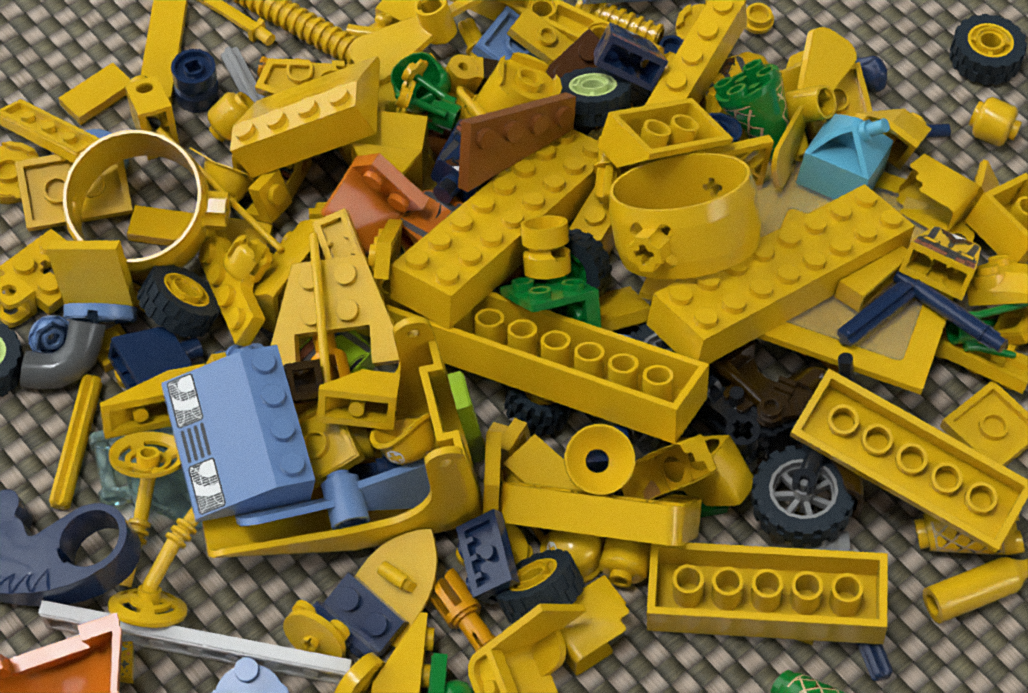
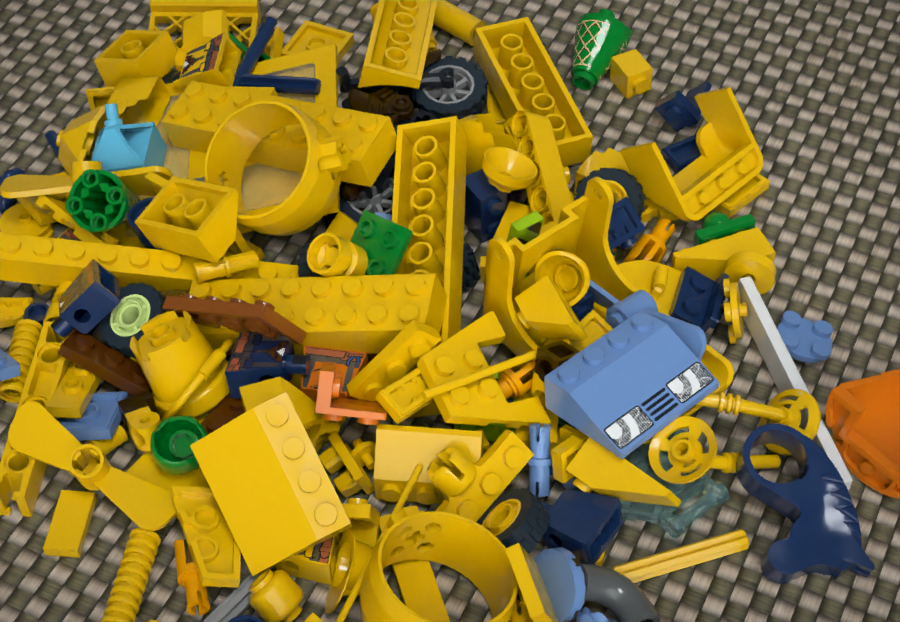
camera: 110 degrees left, 10 degrees down
(382, 20) = (105, 543): yellow arm -> none
(442, 113) = (216, 408): green plant -> none
(995, 121) = (36, 104): yellow head -> none

